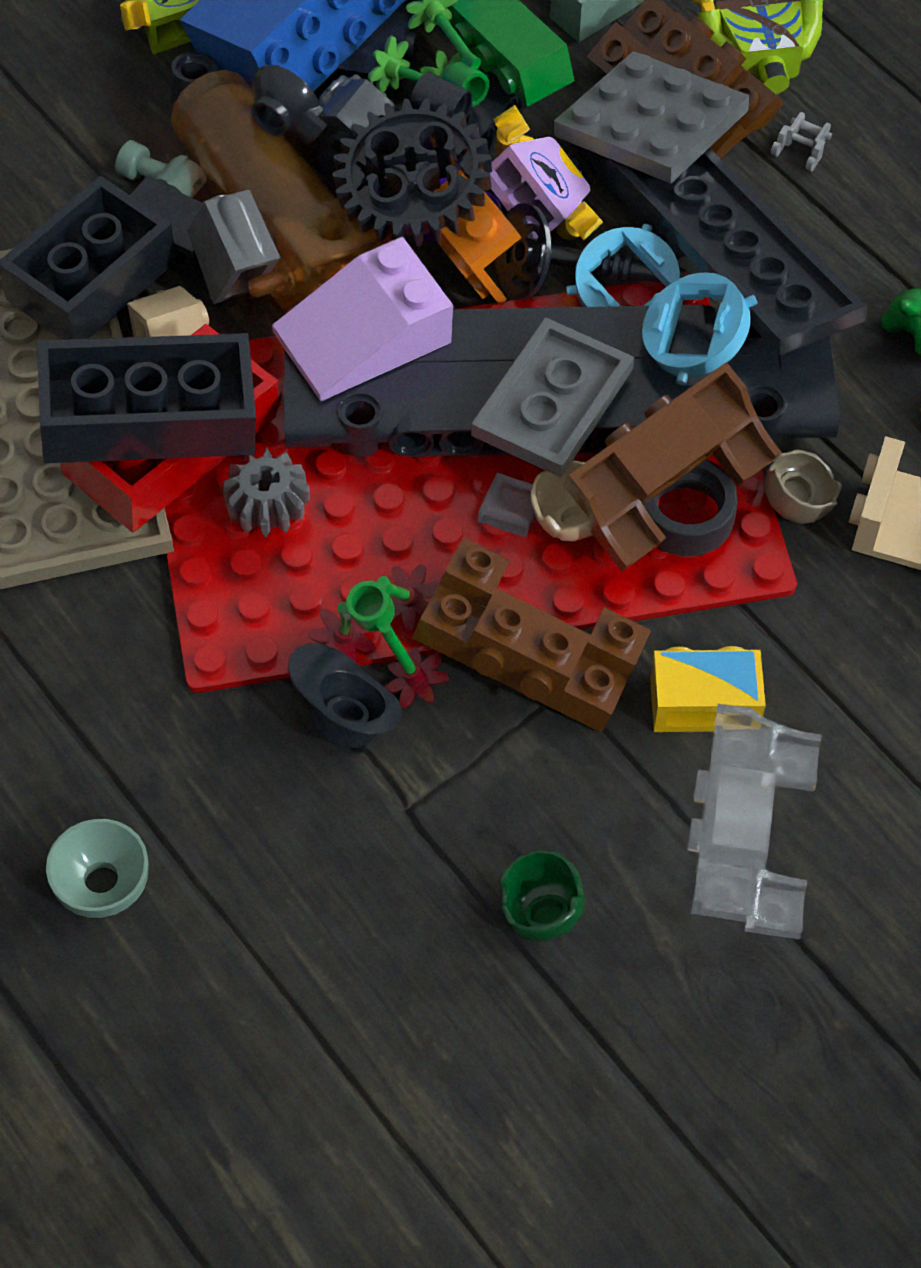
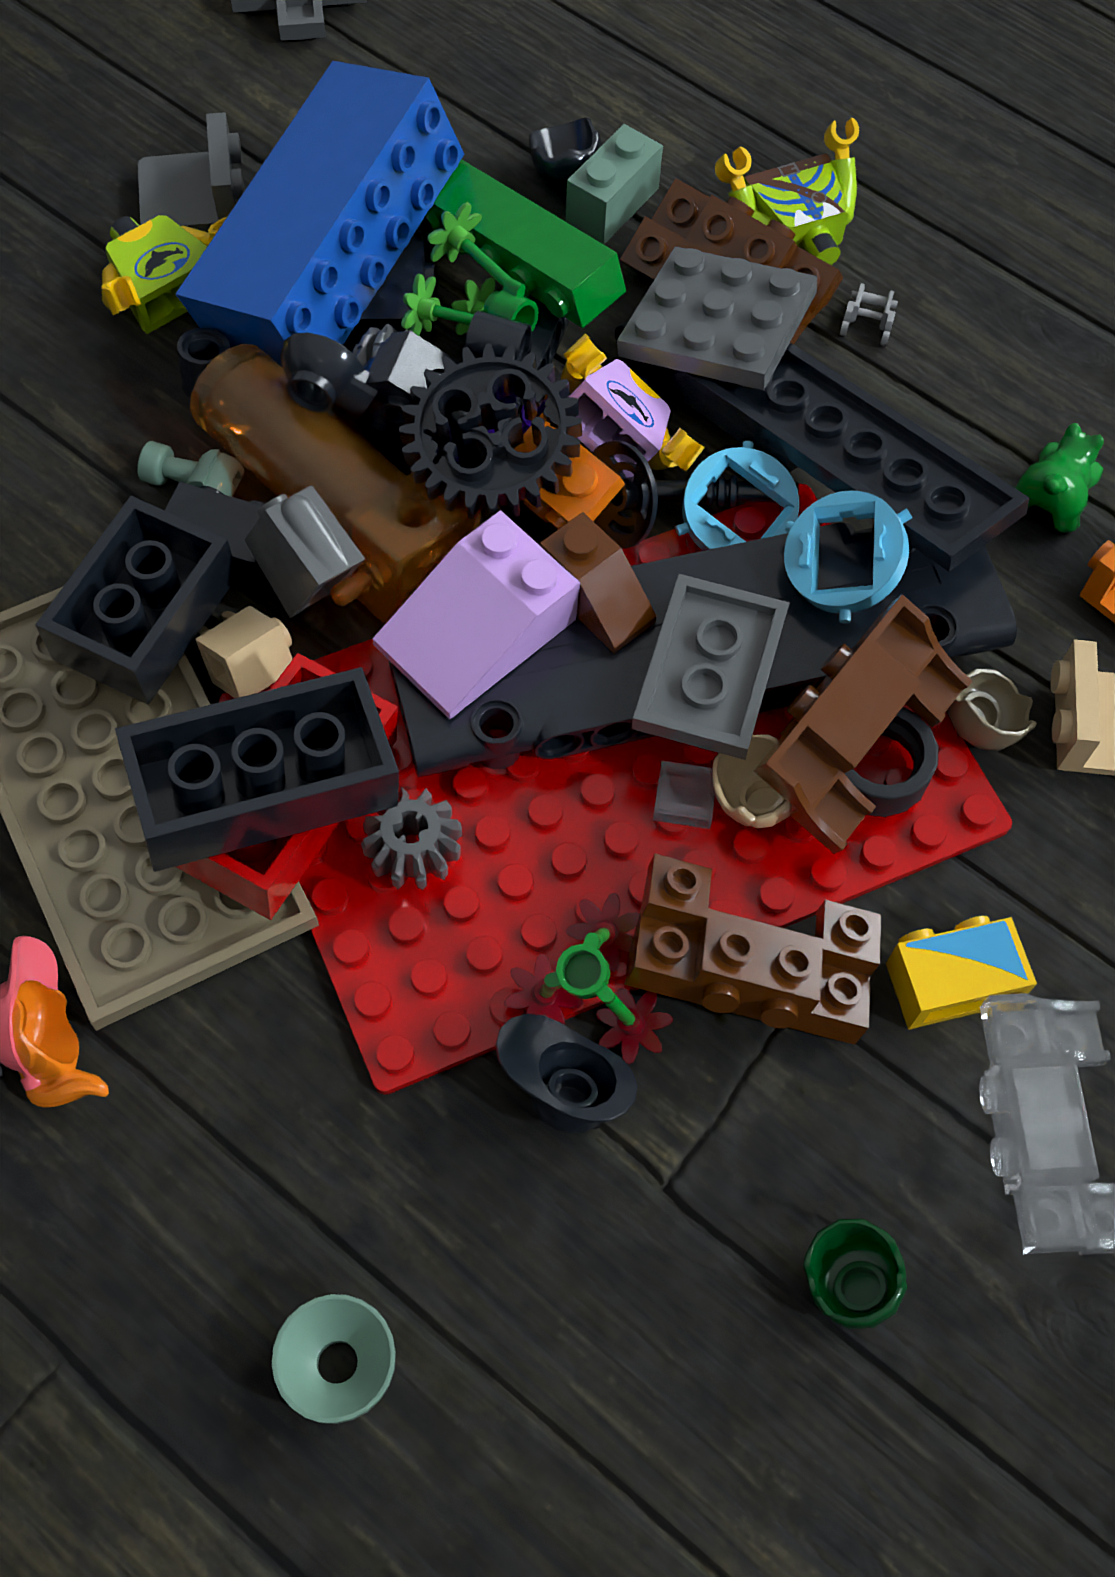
camera: 15 degrees left, 5 degrees up
(479, 316) = (609, 591): none -> reddish brown slope

